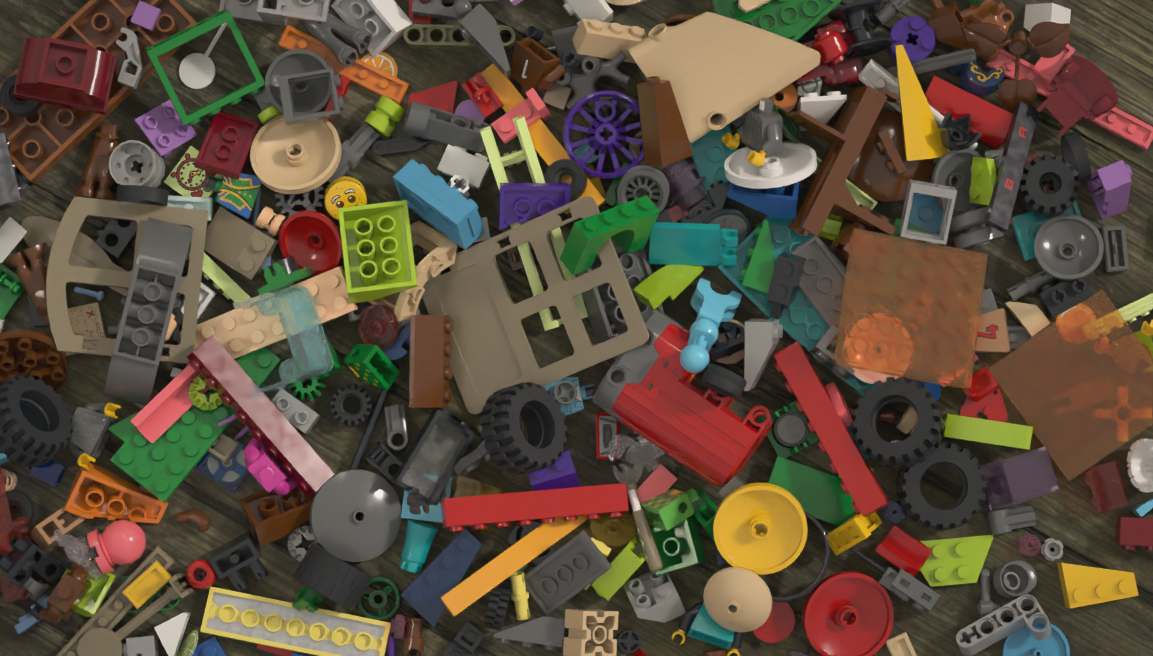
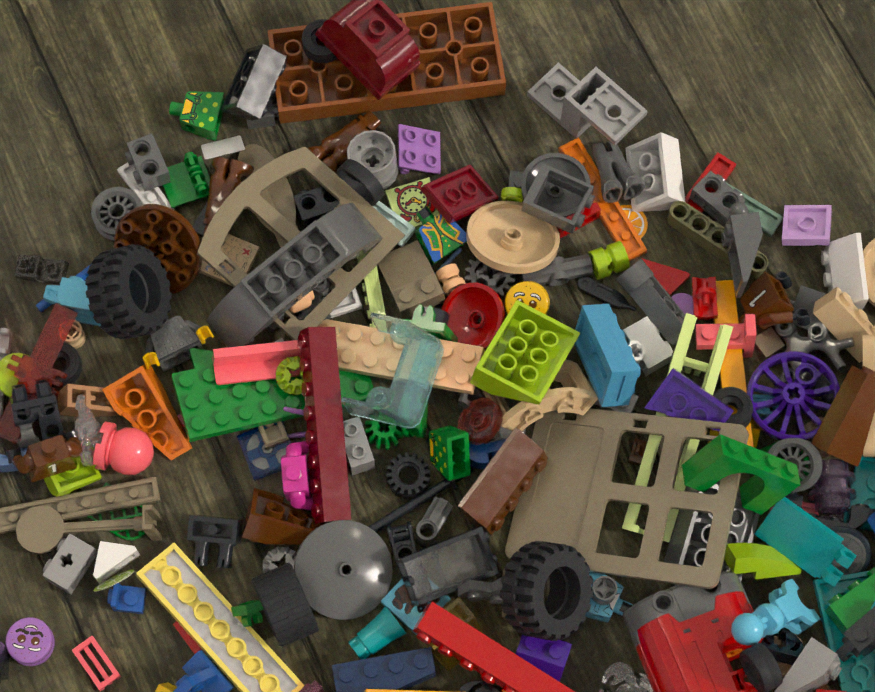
camera: 35 degrees right, 15 degrees down
(50, 473) = (114, 352): clear blue brick -> none
(99, 295) = (264, 243): light blue piece -> none
(132, 49) = (438, 65): light grey piece -> none
(145, 16) = (468, 48): medium lavender tile -> none
(147, 584) = (121, 501): yellow tile -> none
(189, 34) = (492, 83): green window -> none
(193, 574) = (178, 521): red head -> none
(195, 516) = (206, 476): reddish brown arm -> none
(197, 68) = (479, 124): white piece -> none
(383, 616) = (304, 651): dark green piece -> none
(606, 429) = (618, 650): slope -> none

